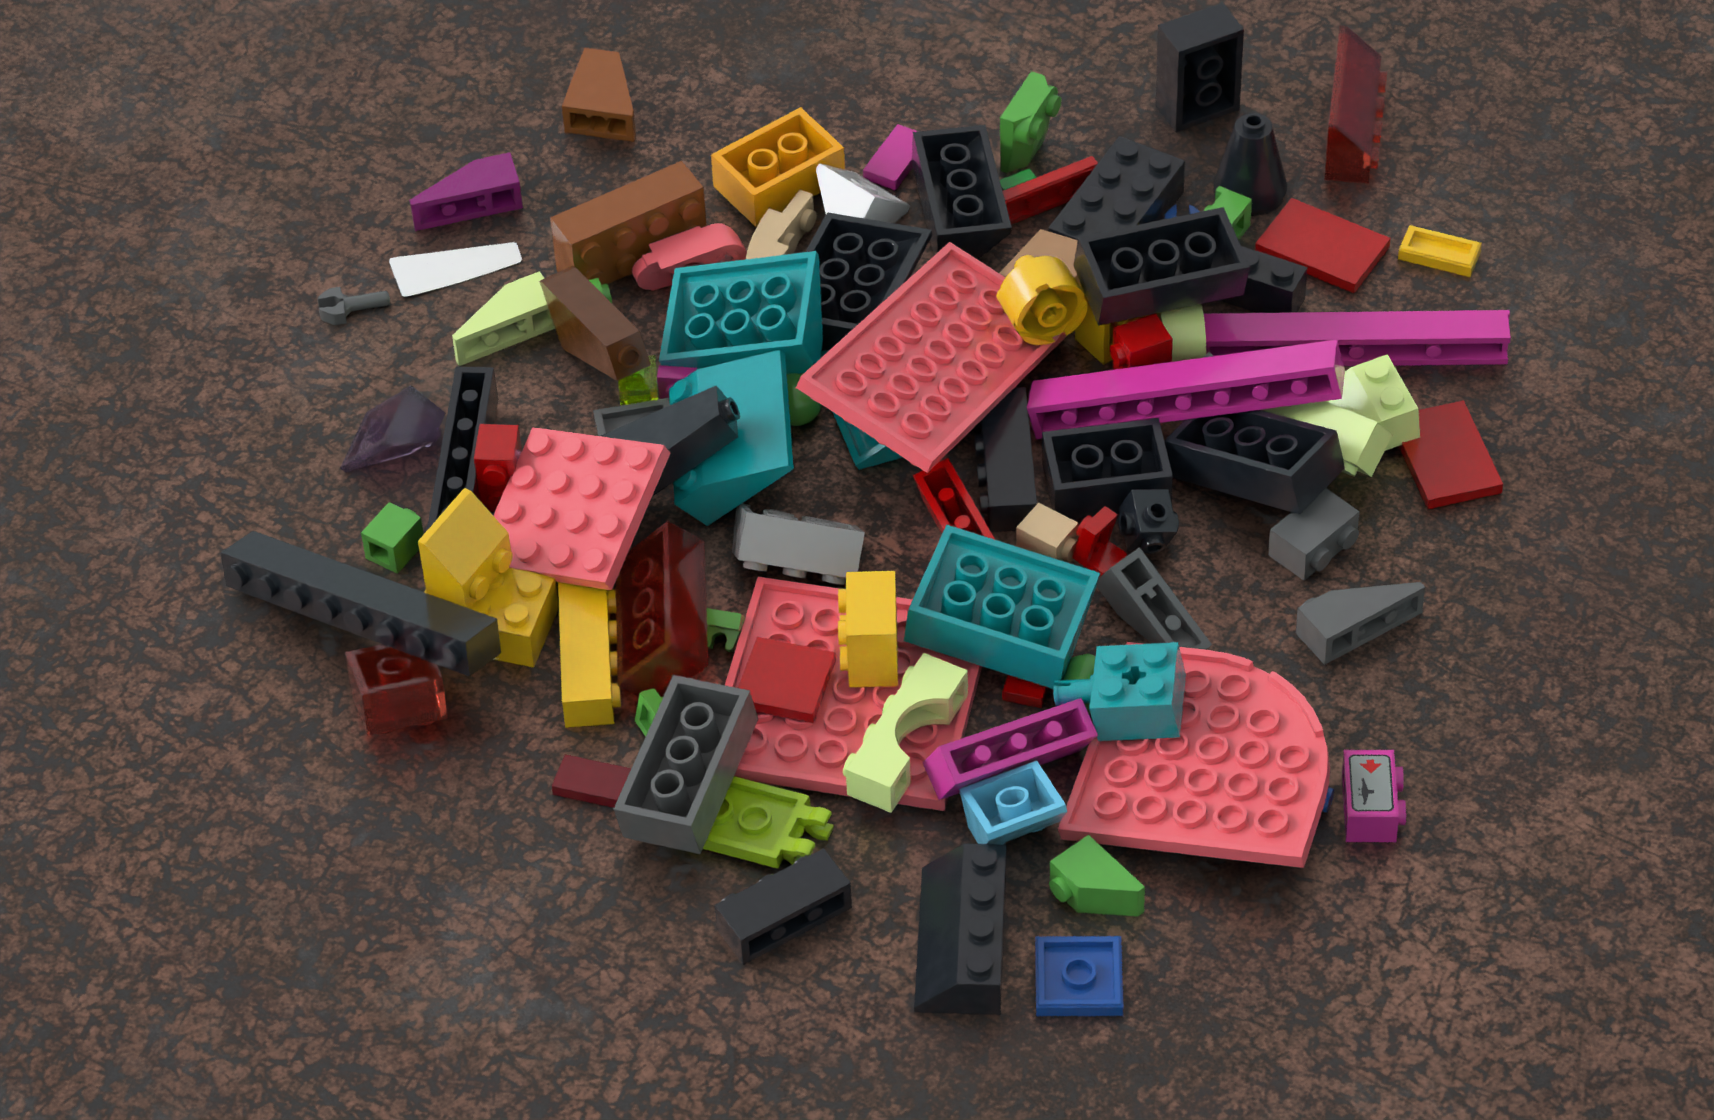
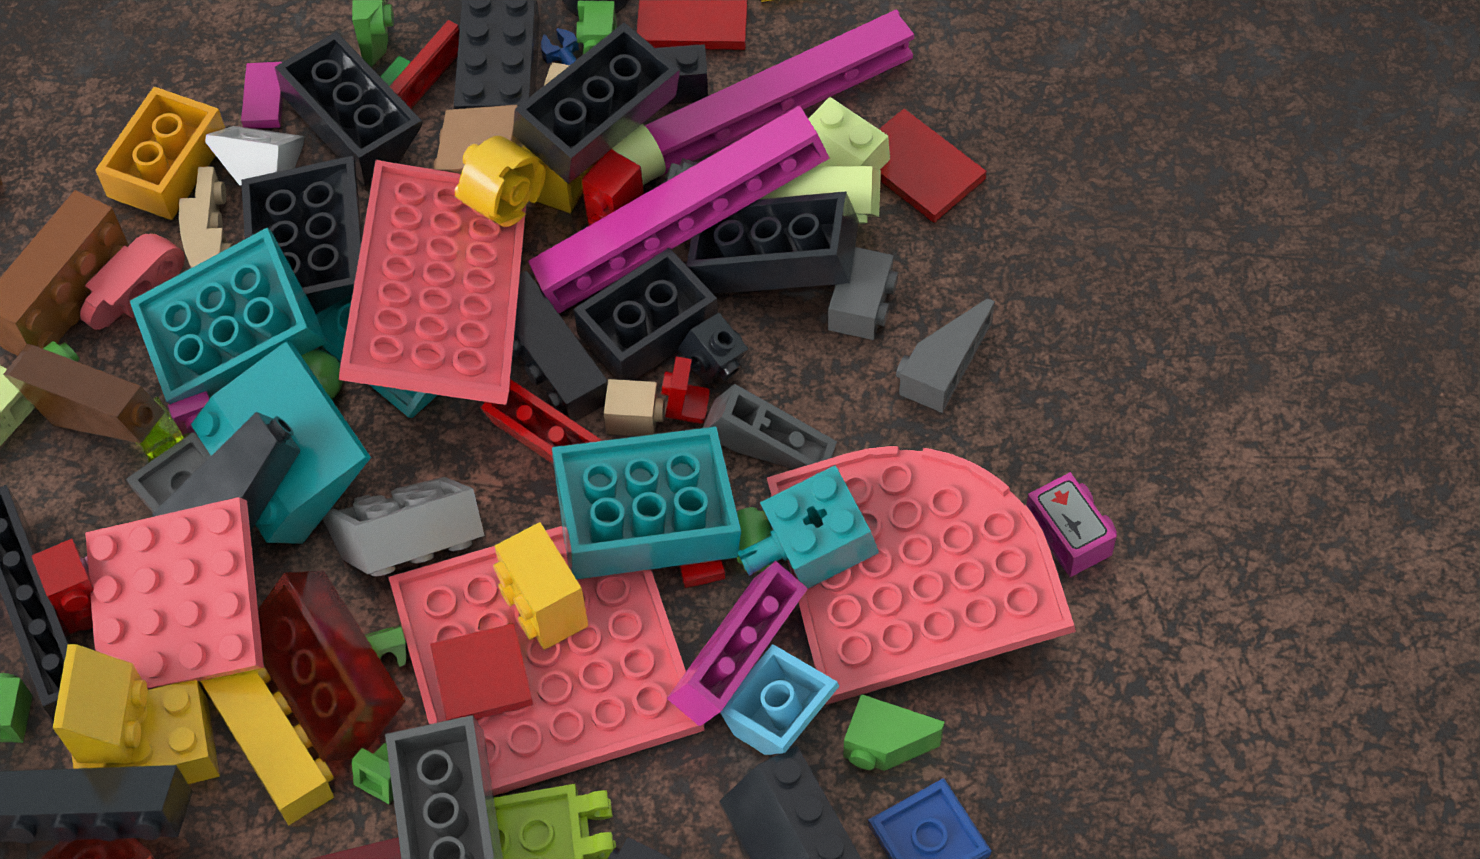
camera: 30 degrees left, 10 degrees up
(928, 696) = (632, 722): yellowish green arch -> none

